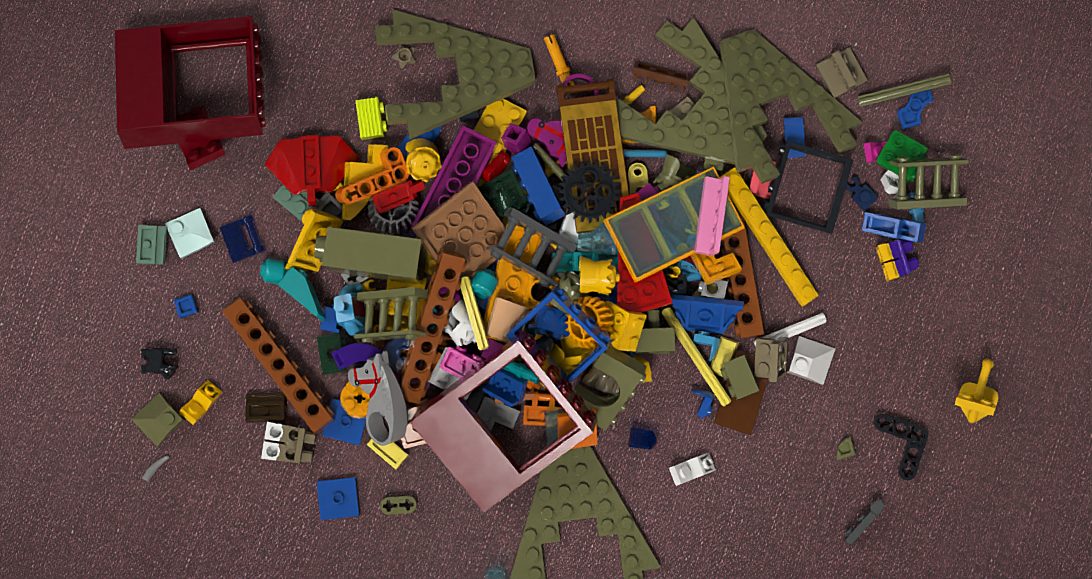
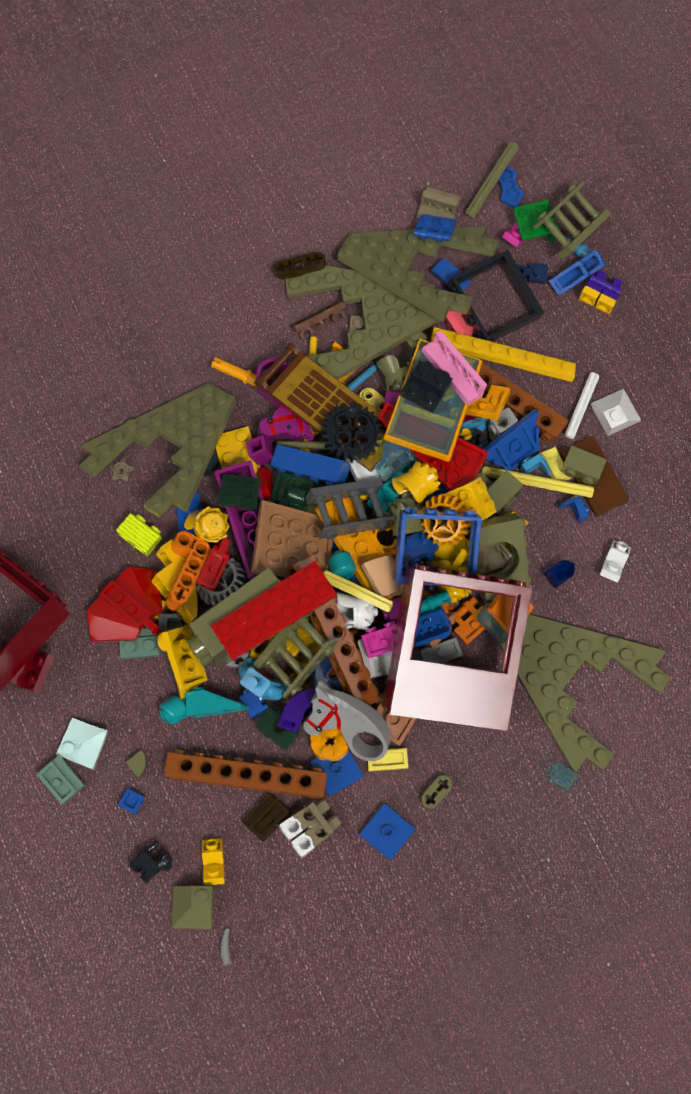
camera: 50 degrees left, 10 degrees down
(214, 284) = (137, 763): none -> olive tile
(236, 242) = (123, 716): clear blue plate -> none
(394, 274) = (273, 610): none -> red plate
(464, 159) = (239, 492): none -> clear green hinge
(676, 210) = (426, 386): none -> black plate
(685, 13) = (297, 272): none -> dark brown beam
(771, 358) = (590, 432): dark tan bracket -> none
(821, 86) = (435, 228): none -> blue plate
(890, 182) = (544, 244): white plate -> none

